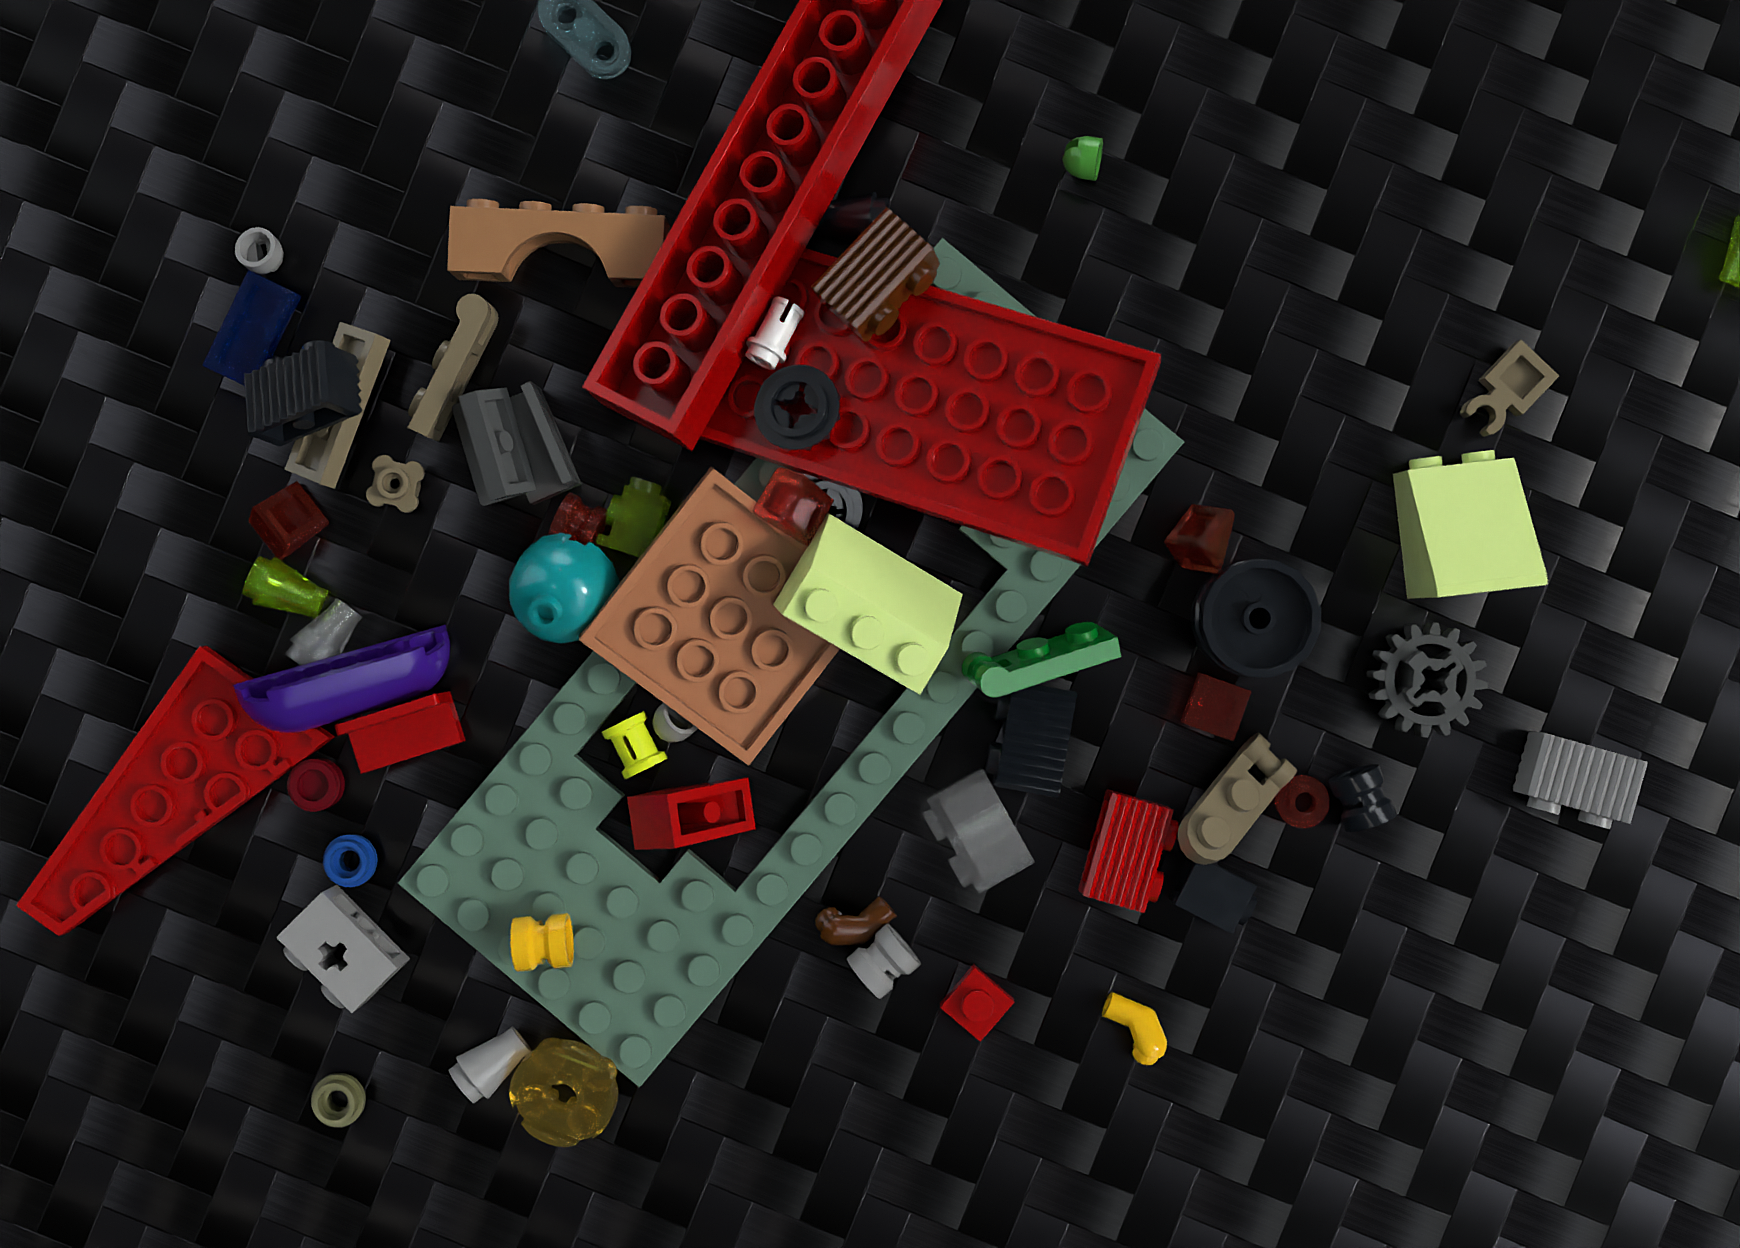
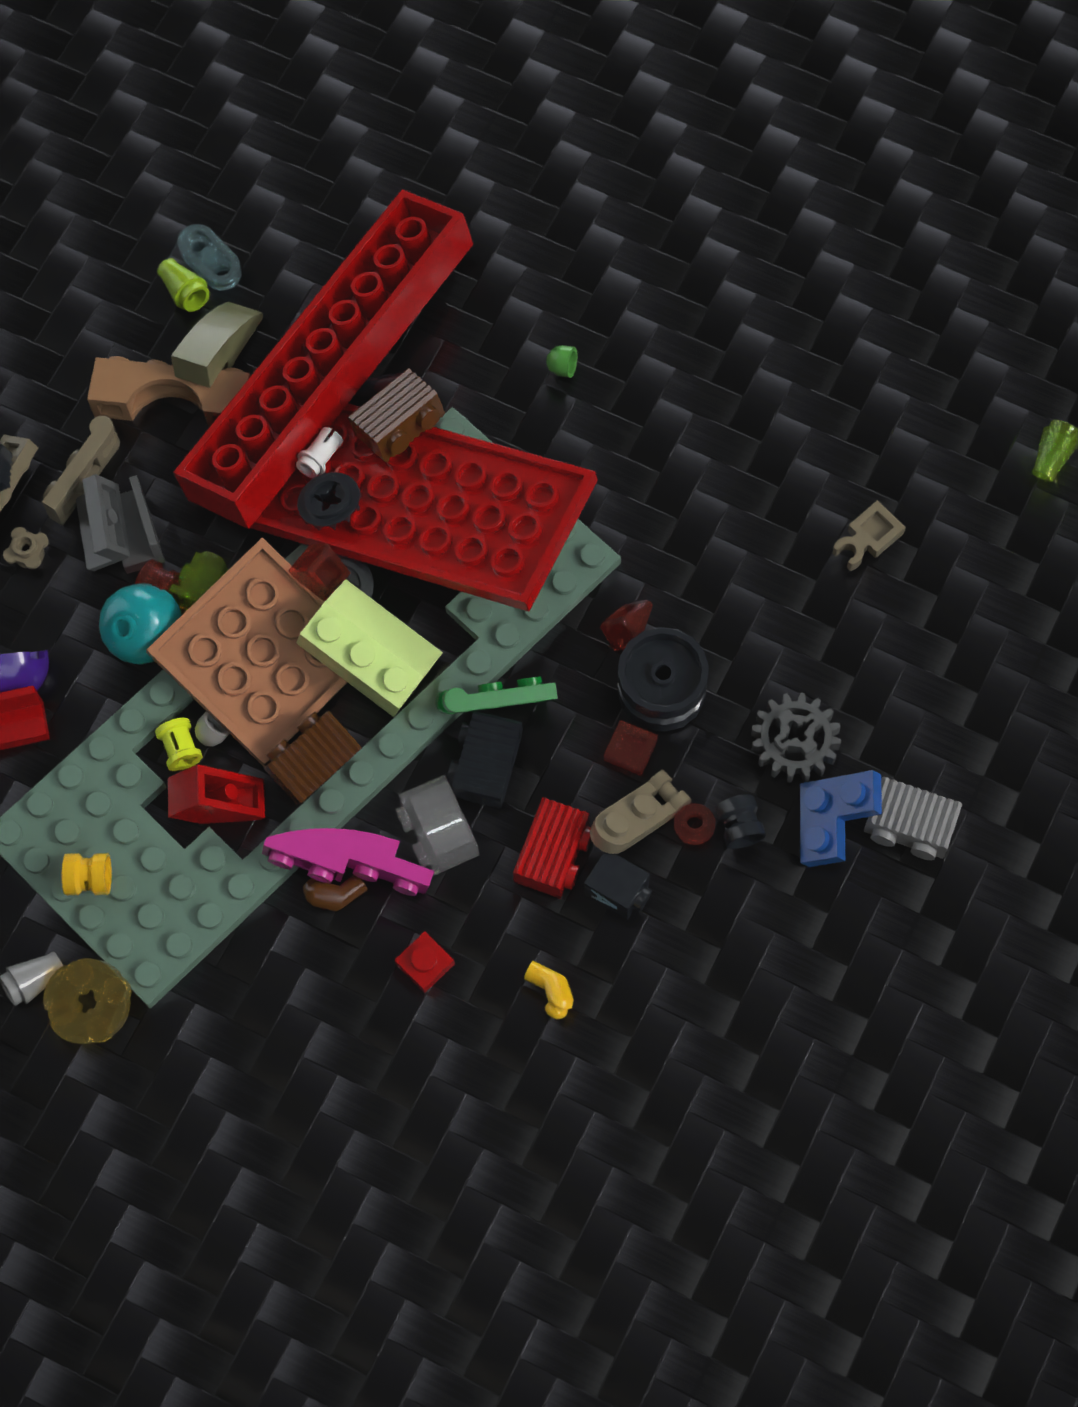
camera: 10 degrees right, 20 degrees down
(556, 80) = (185, 287): none -> lime cone
(611, 169) = (214, 343): none -> olive slope
(808, 754) = (311, 757): none -> reddish brown brick
(851, 885) = (331, 850): none -> dark pink slope
(883, 961) = (353, 919): light grey wheel -> none
(1465, 527) = (827, 629): yellowish green slope -> none
(1471, 773) = (827, 806): none -> blue plate

